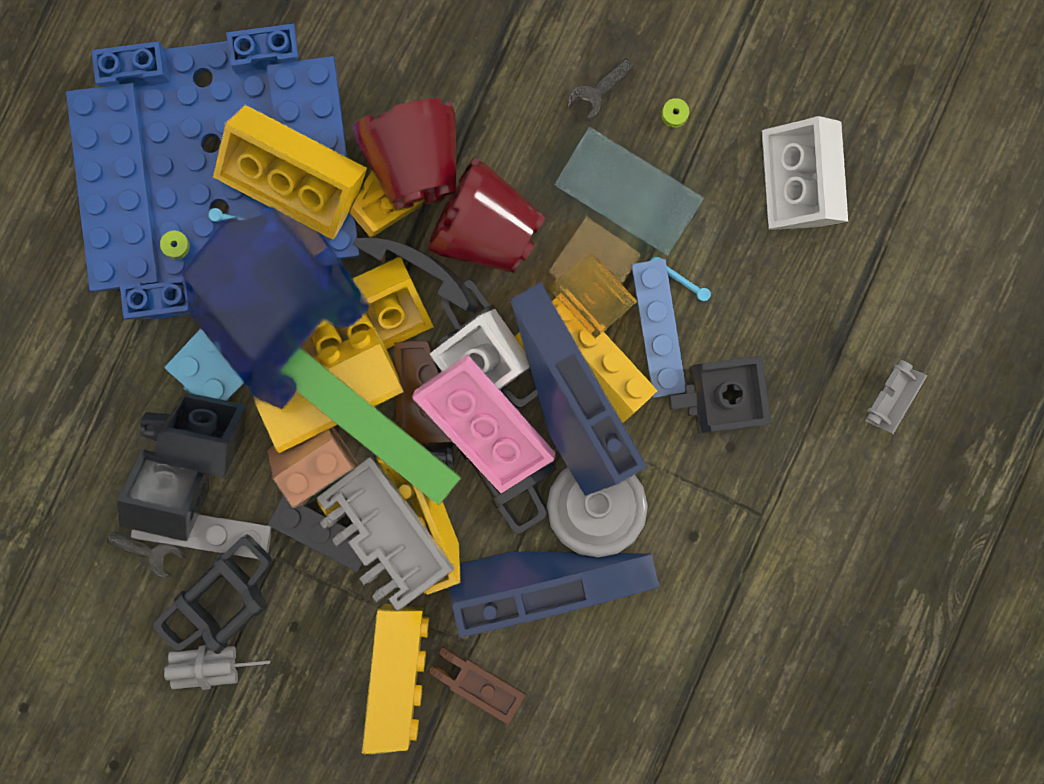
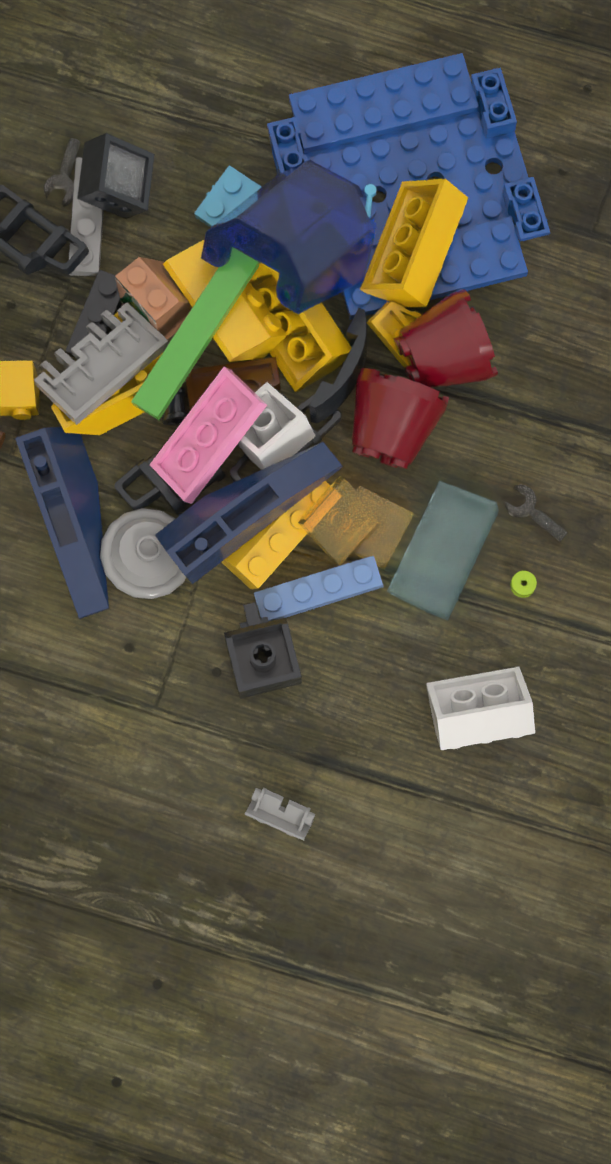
camera: 85 degrees right, 10 degrees down
(169, 239) = (338, 165): lime piece -> none
(198, 433) = (172, 198): black hinge -> none
(702, 294) = (356, 629): medium azure hinge -> none

